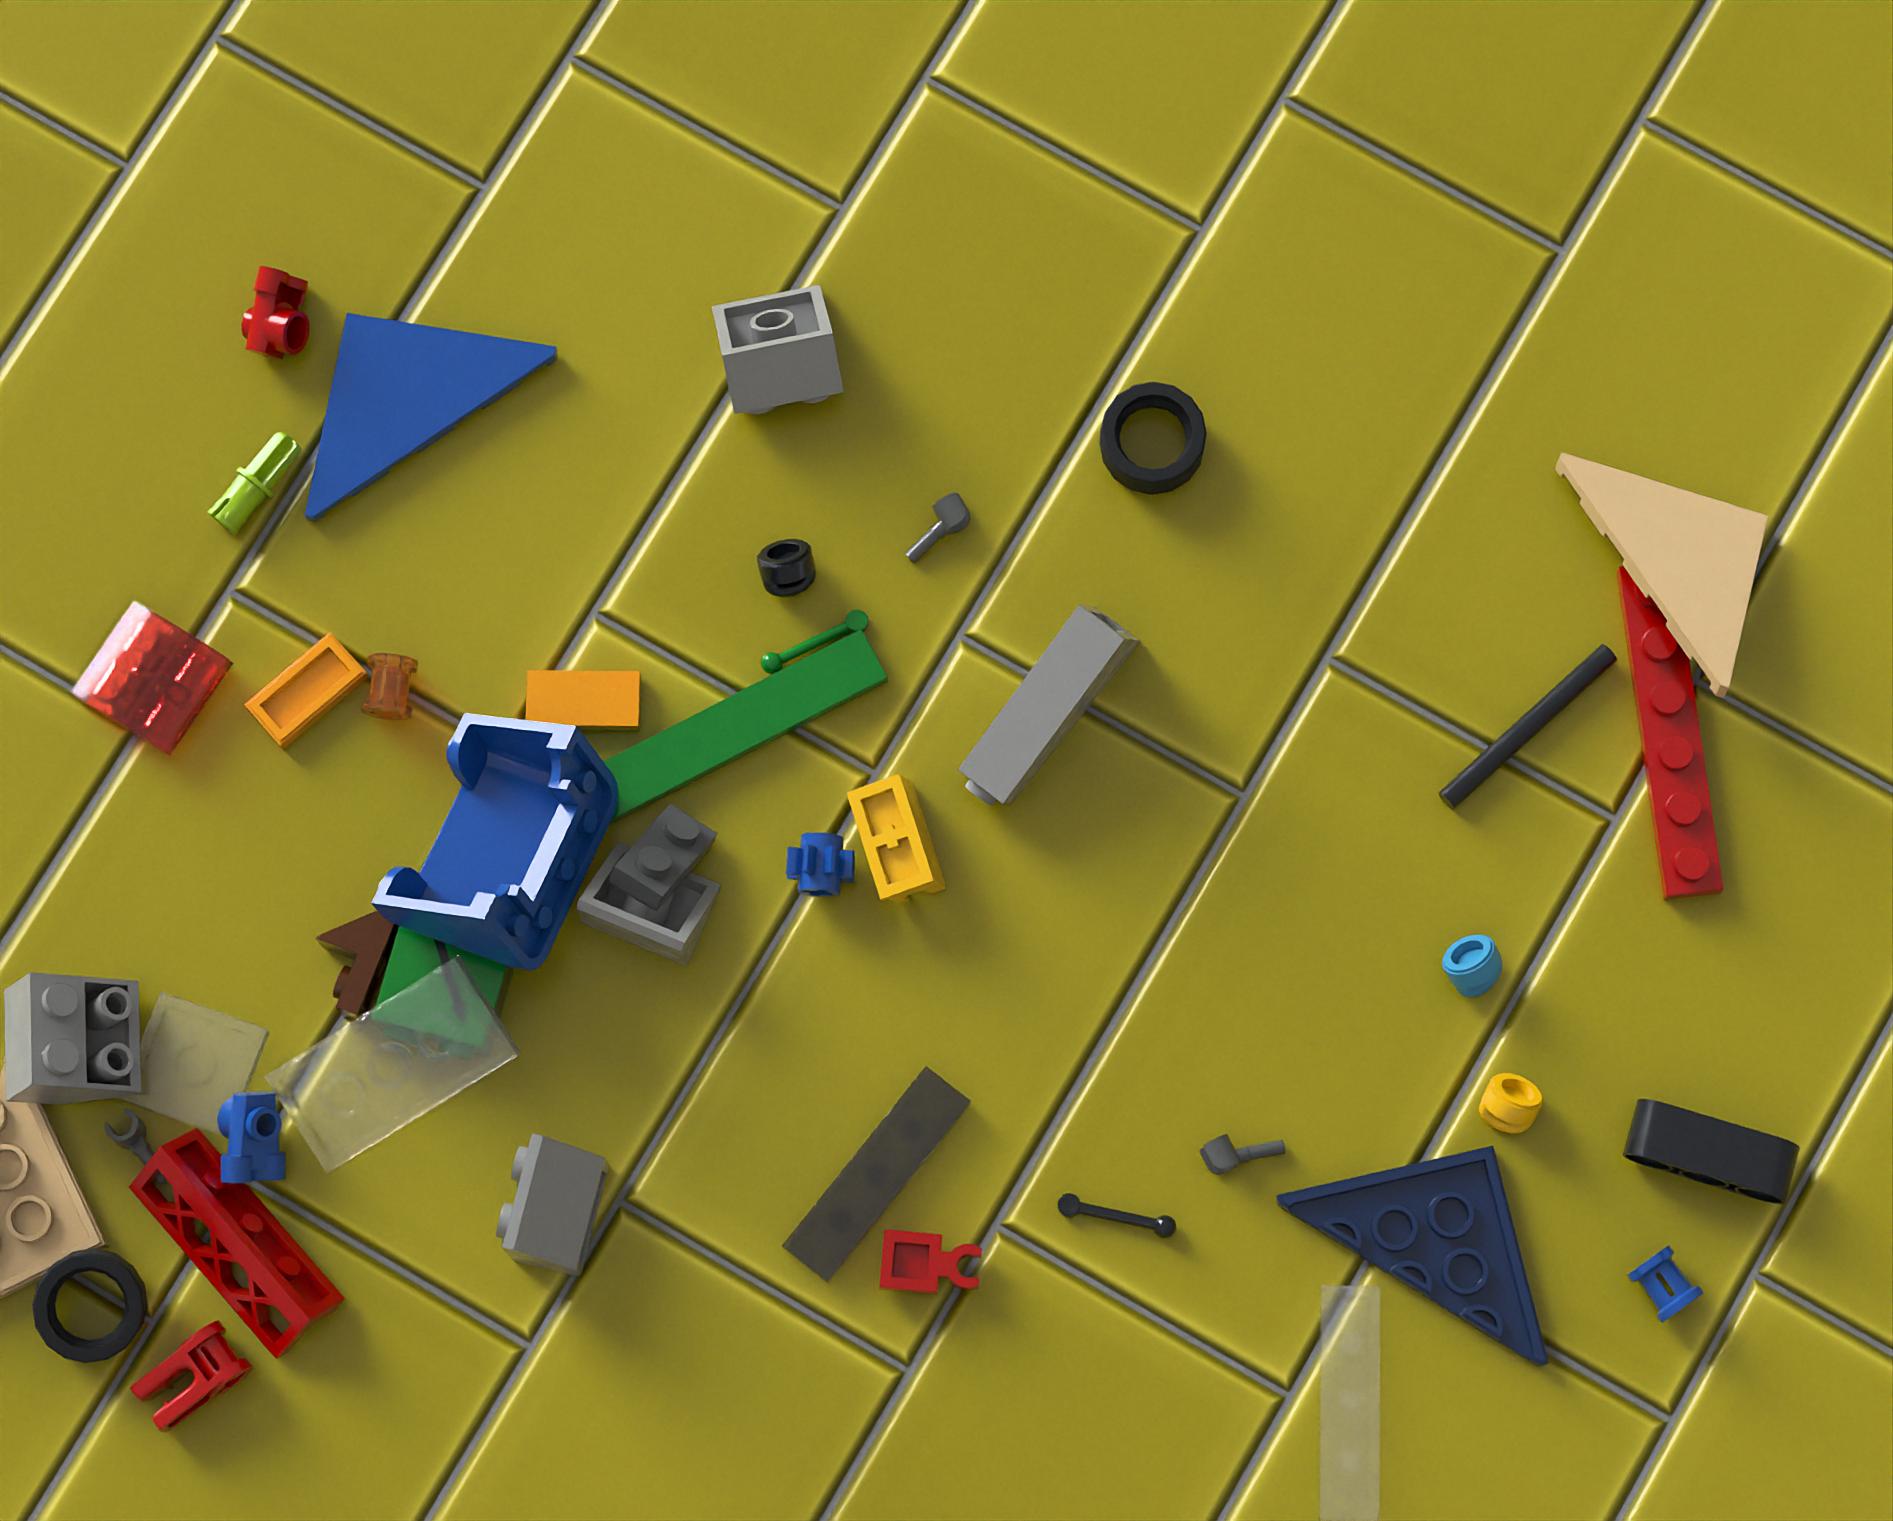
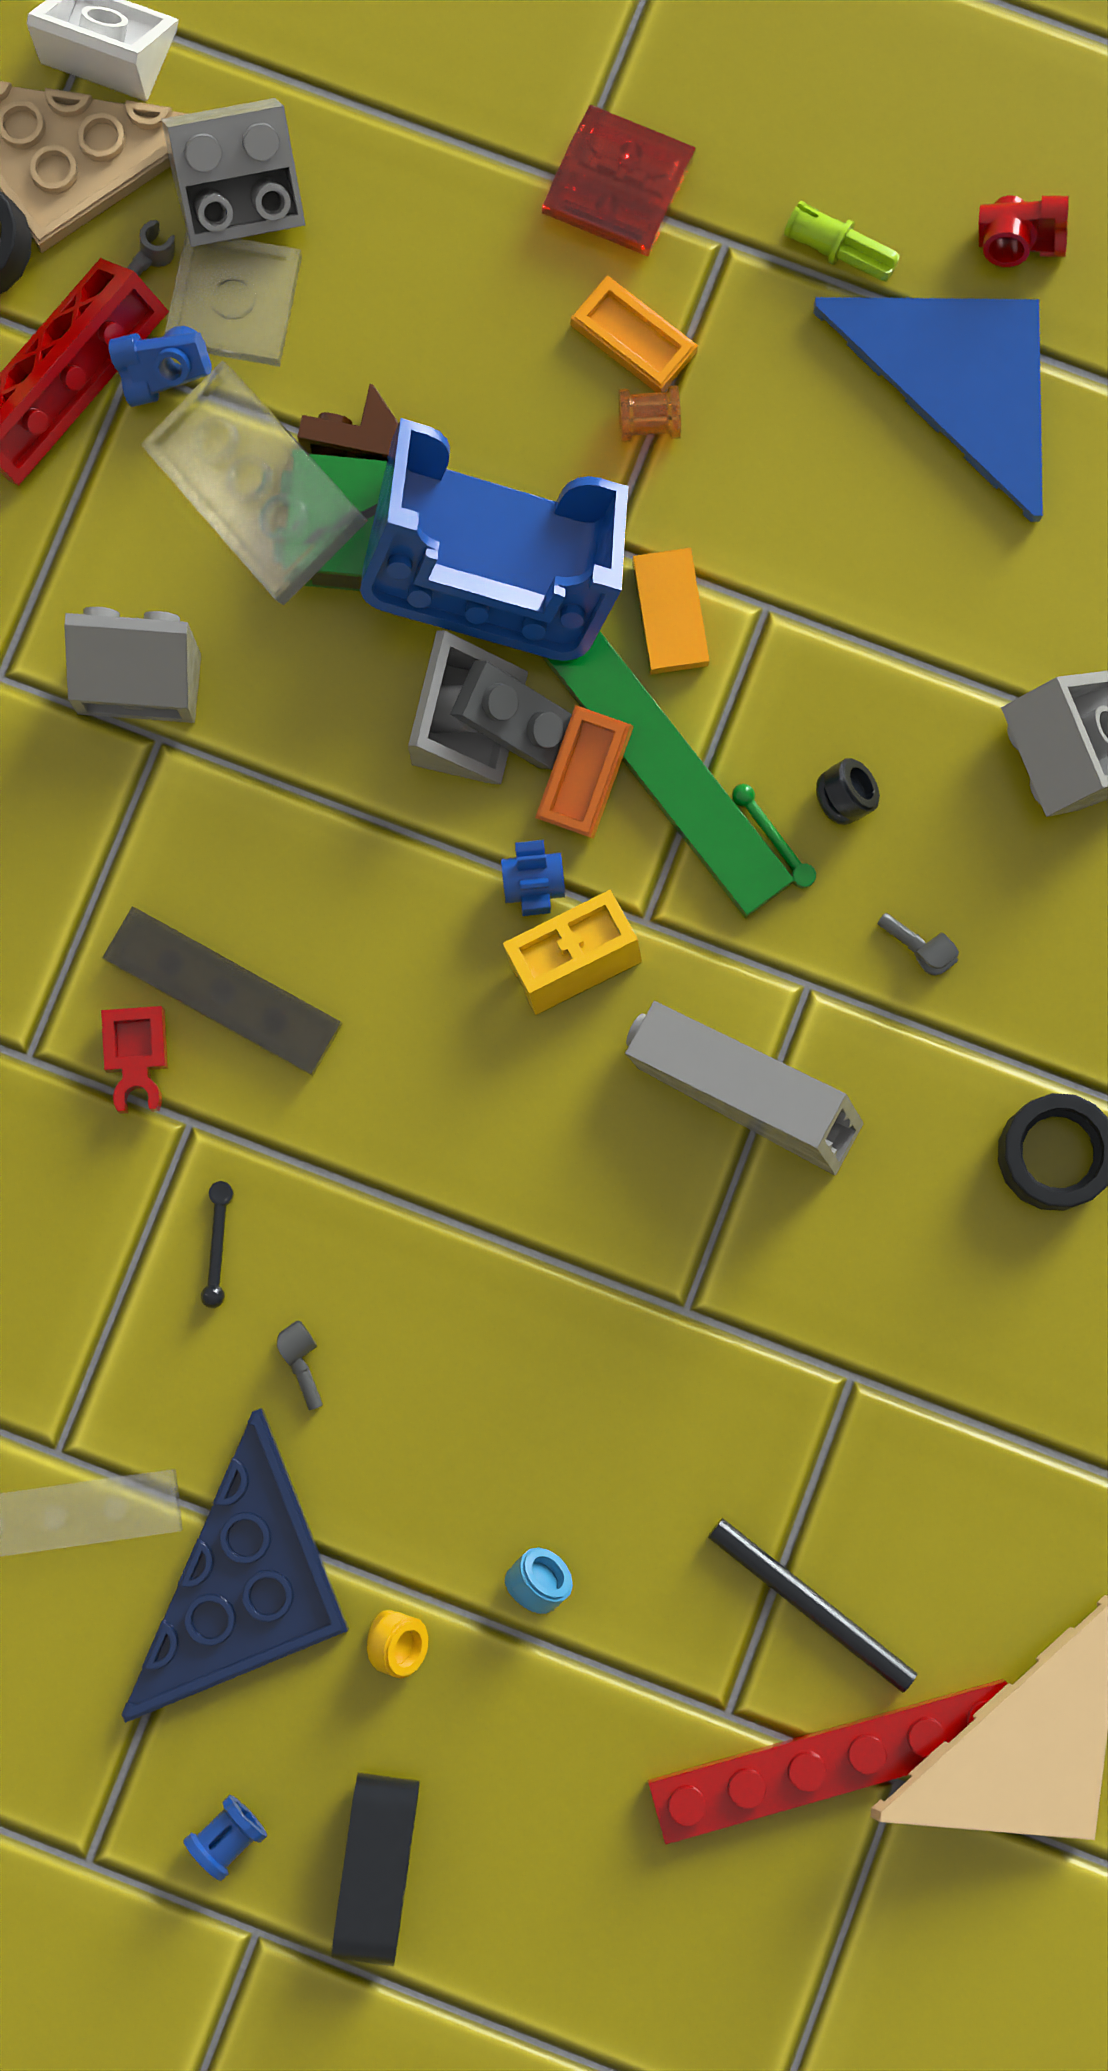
camera: 75 degrees right, 5 degrees up
(726, 802) = (584, 771): none -> orange tile

